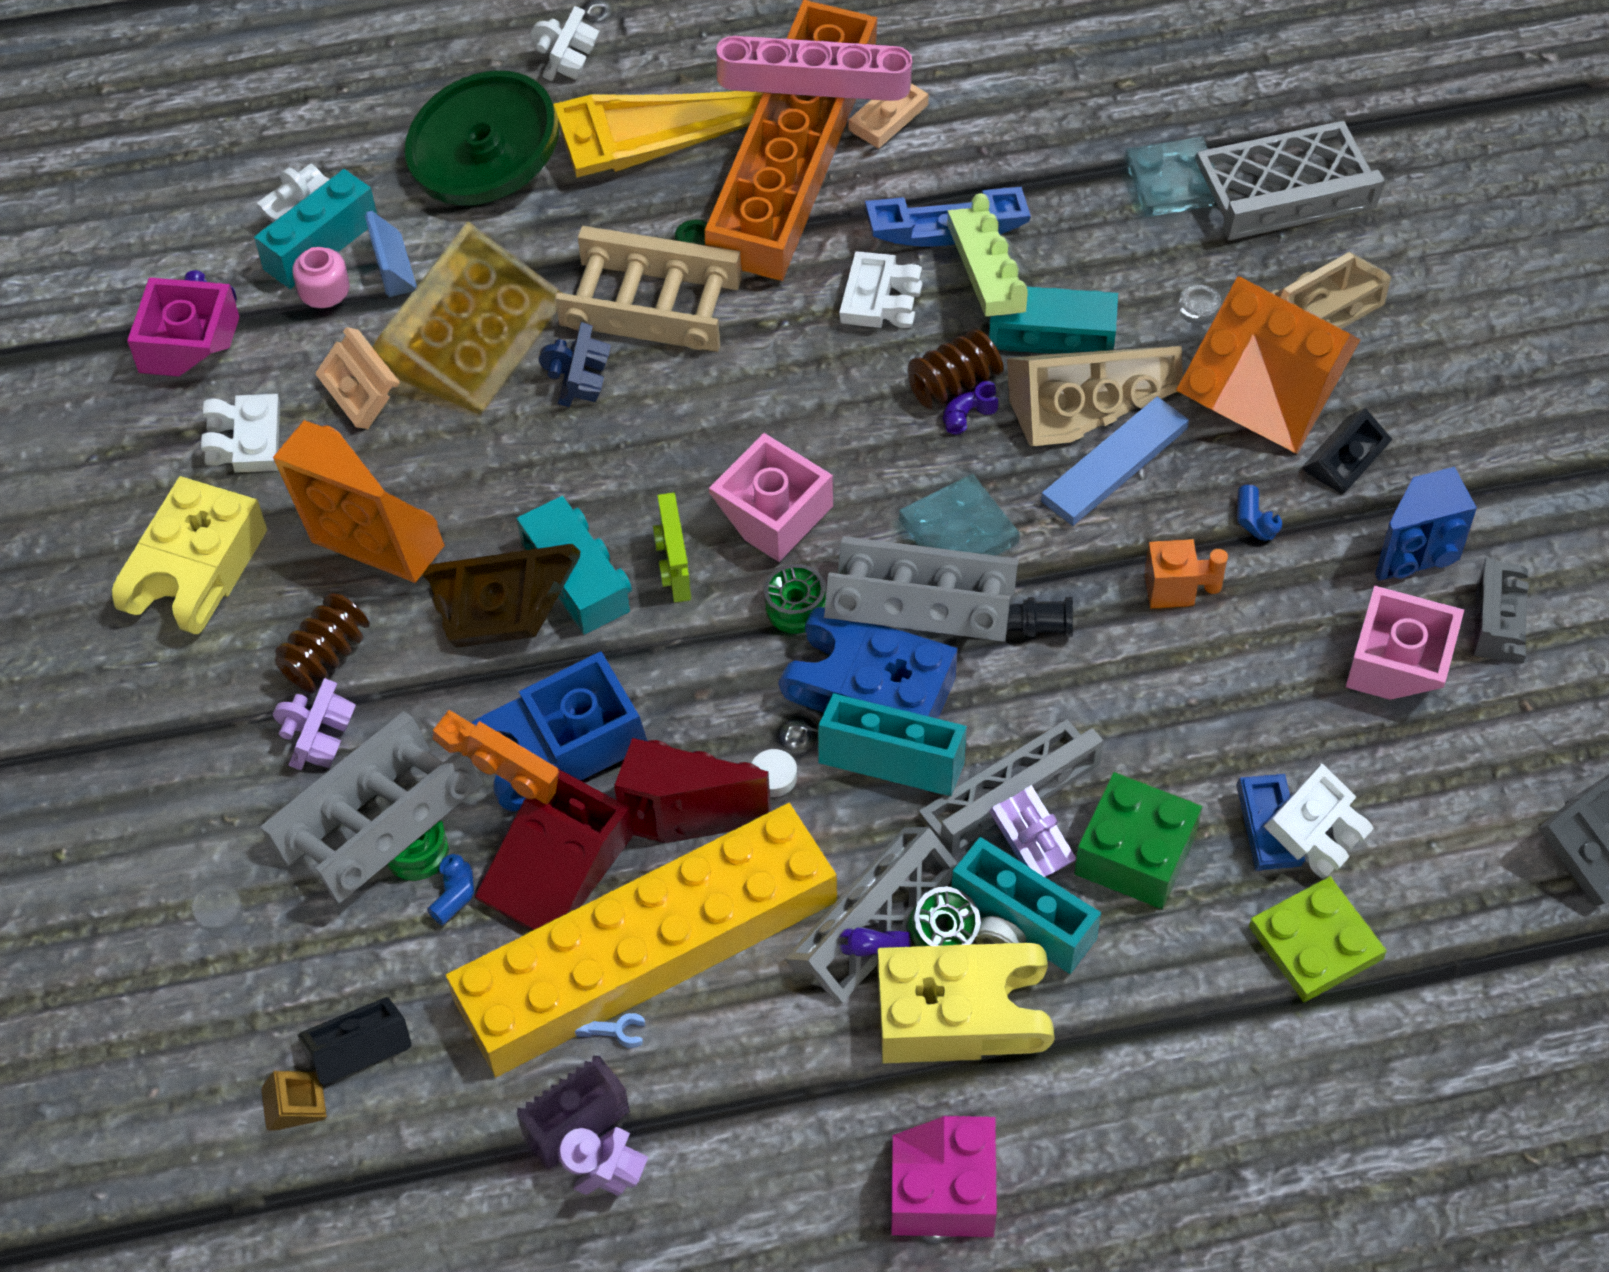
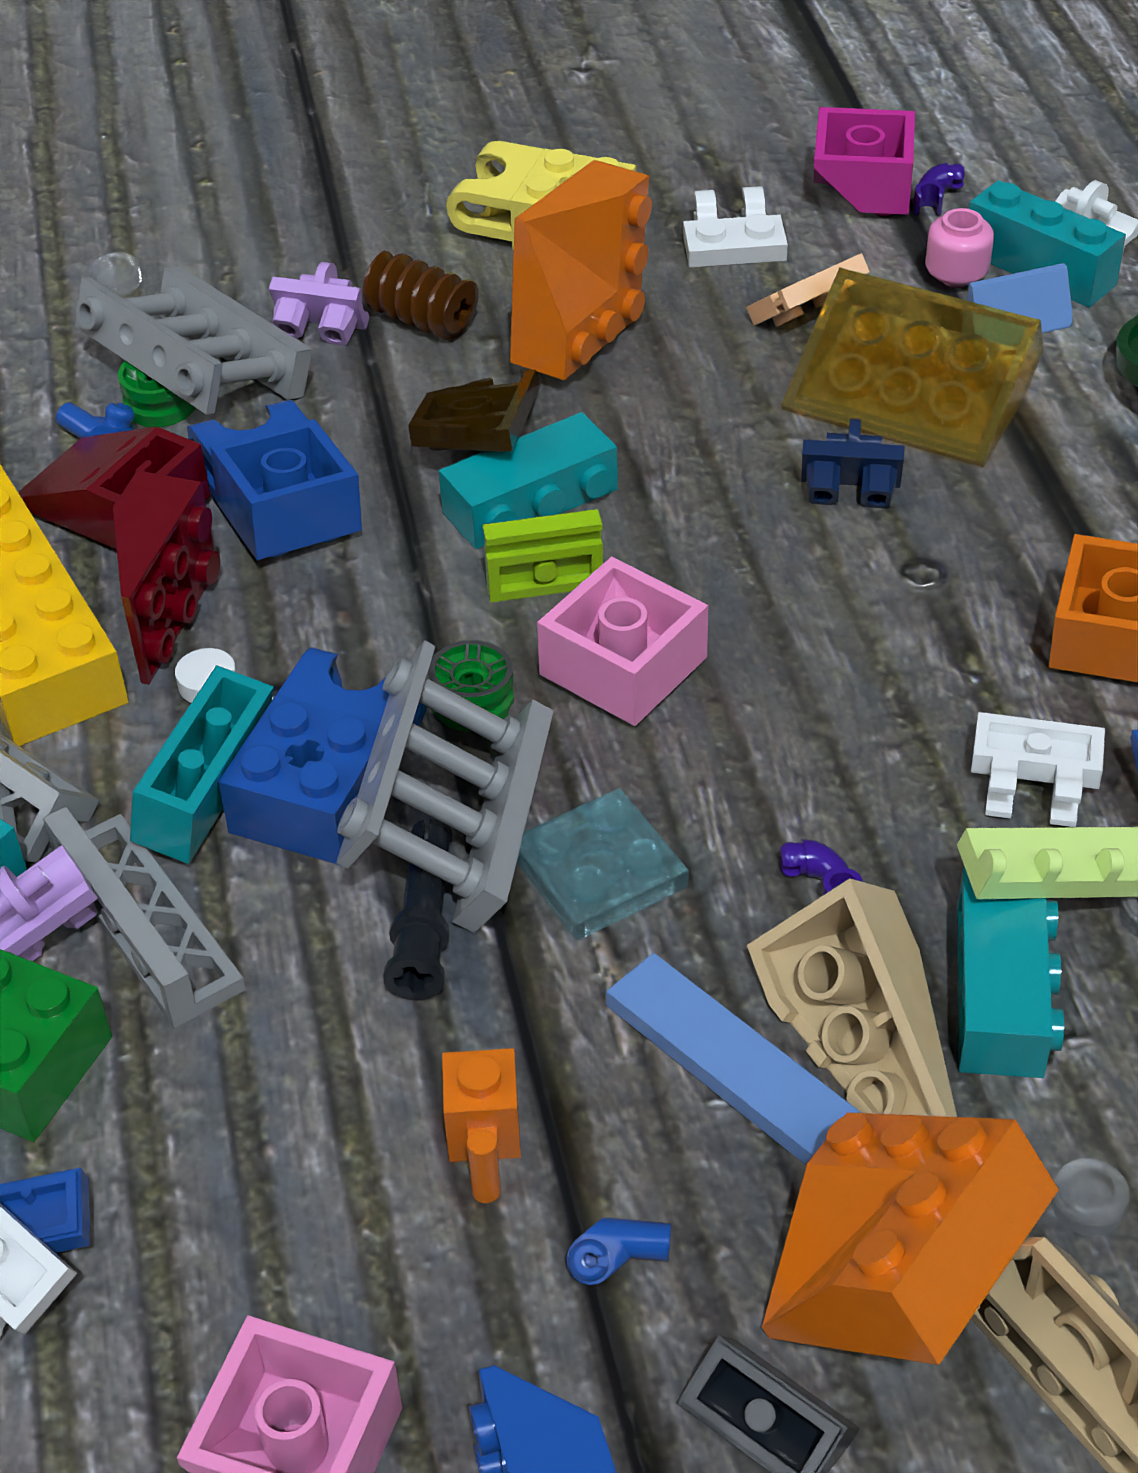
camera: 90 degrees right, 10 degrees down
(499, 755) = (187, 379): orange hinge -> none
(656, 258) = (1041, 549): tan fence -> none
(953, 364) = (885, 842): reddish brown piece -> none

